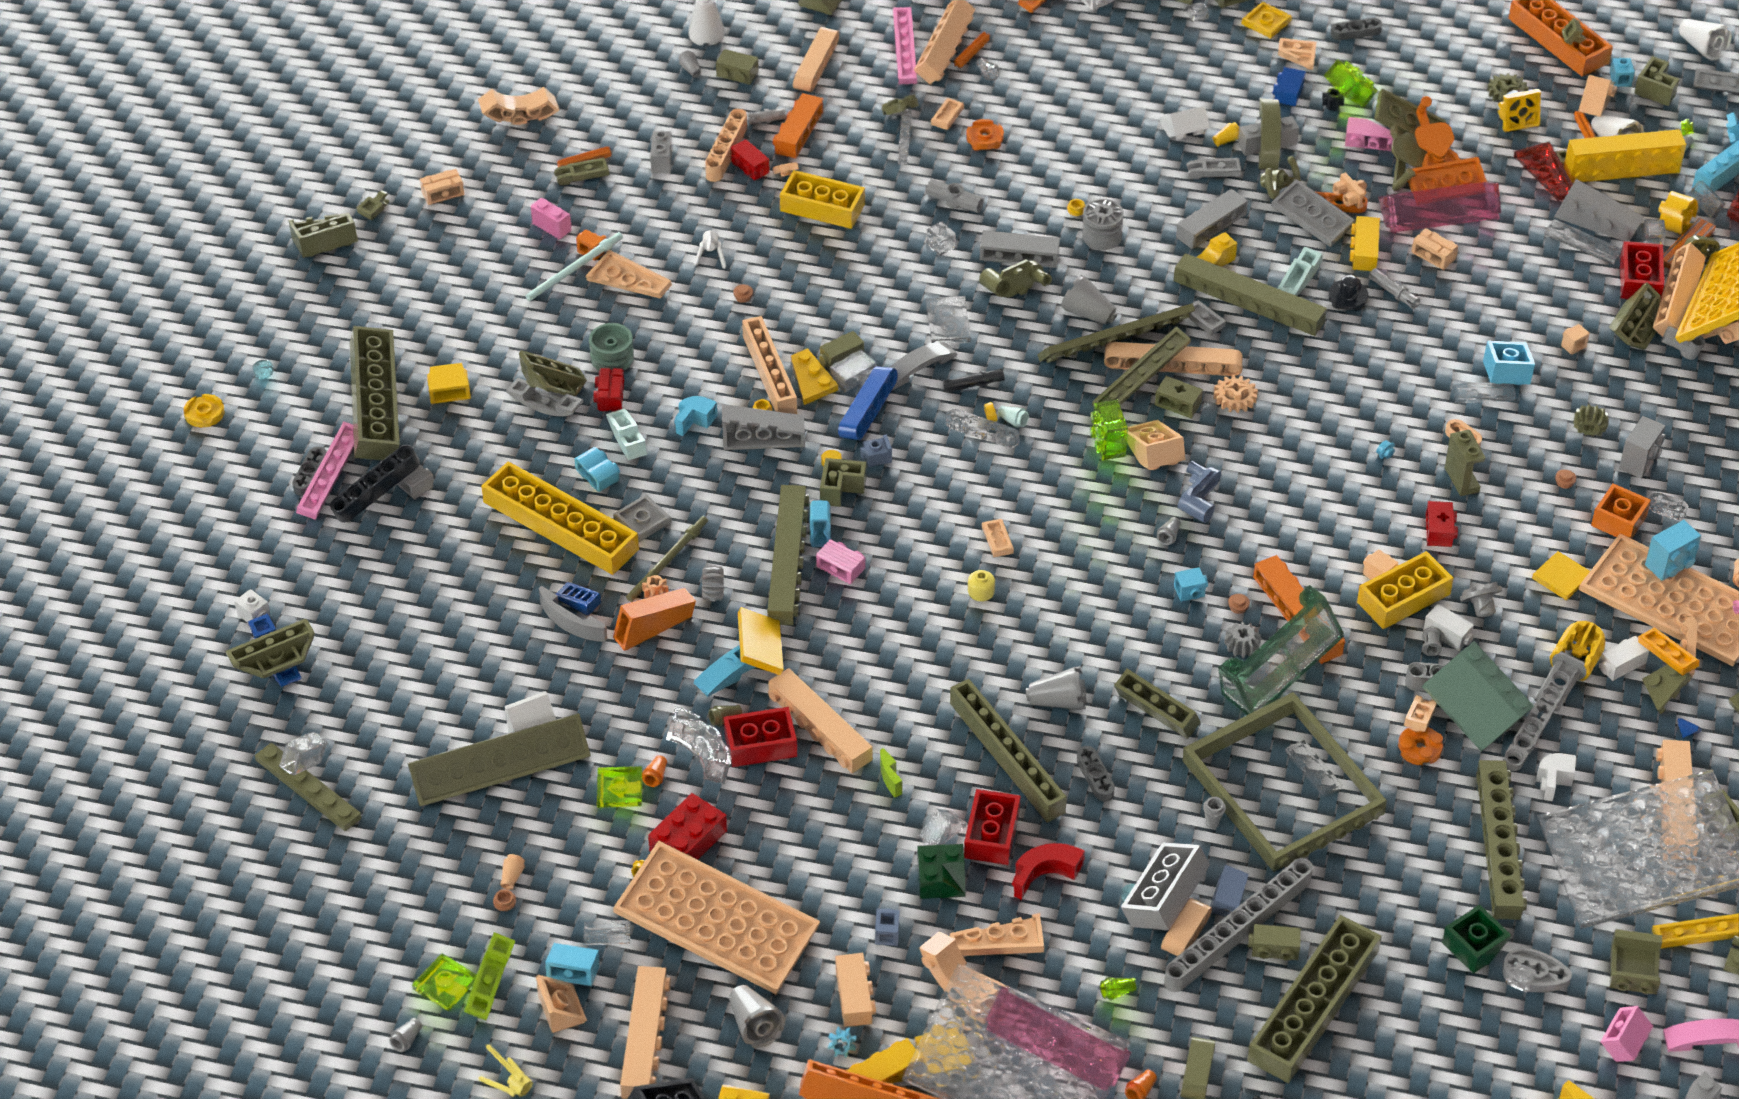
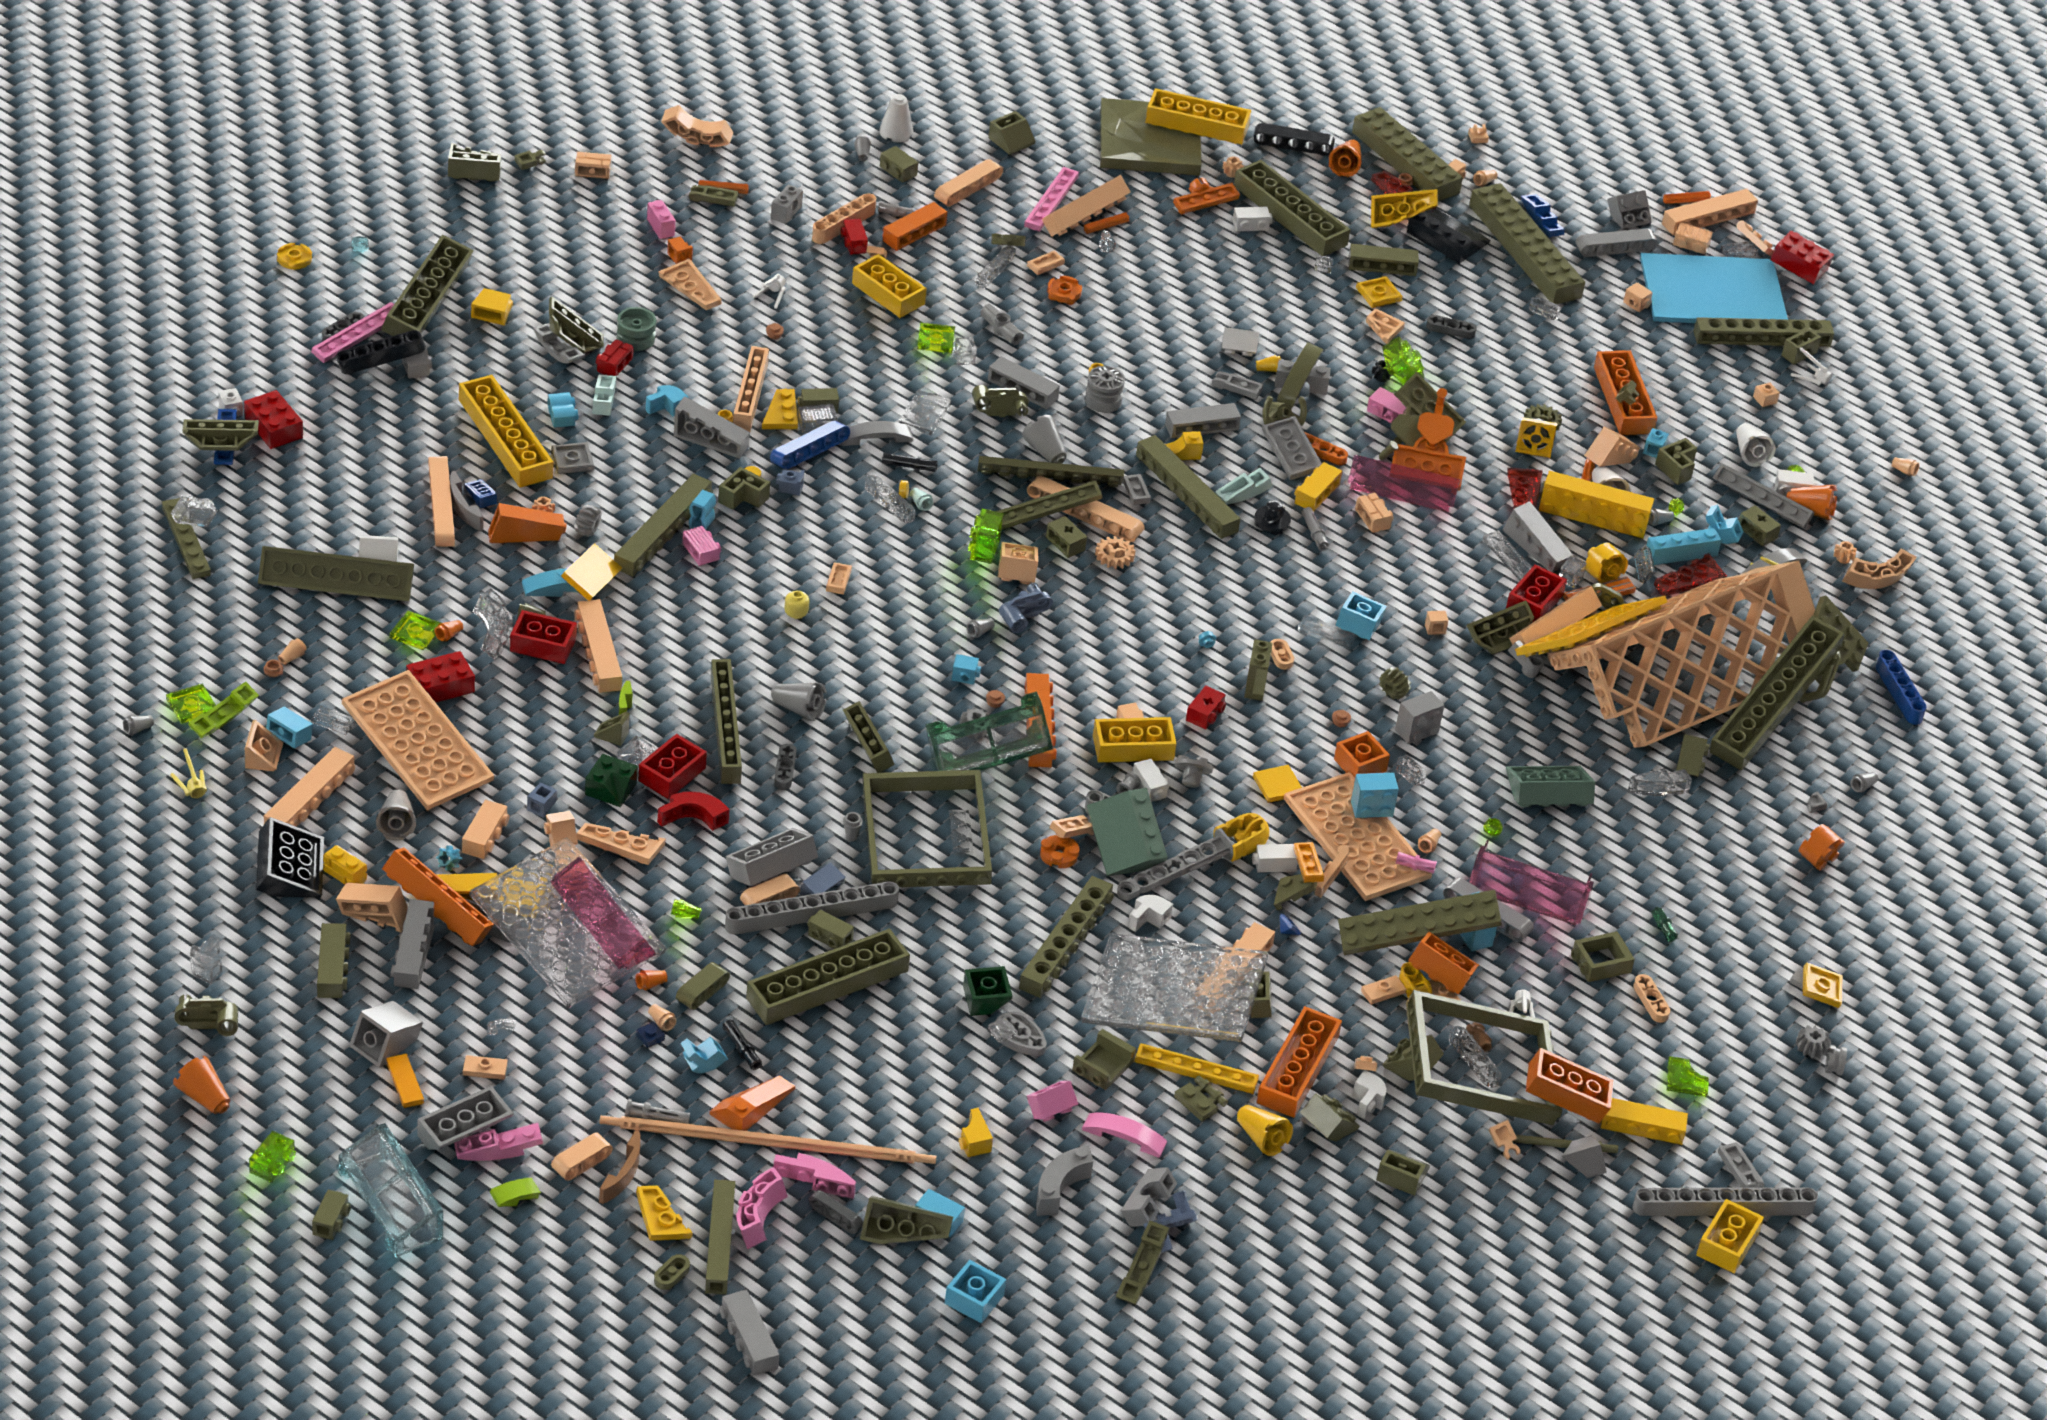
camera: 20 degrees right, 5 degrees down
(311, 601) = (276, 418): none -> red brick
(547, 626) = (441, 502): none -> light nougat beam
(604, 246) = (686, 254): light aqua bar -> none
(690, 533) = (600, 482): olive bar -> none
(900, 235) = (936, 337): none -> clear neon green tile
(900, 810) = (615, 729): none -> olive slope
(1289, 86) = (1353, 347): blue brick -> none
(1352, 189) = (1334, 442): light nougat hips -> none

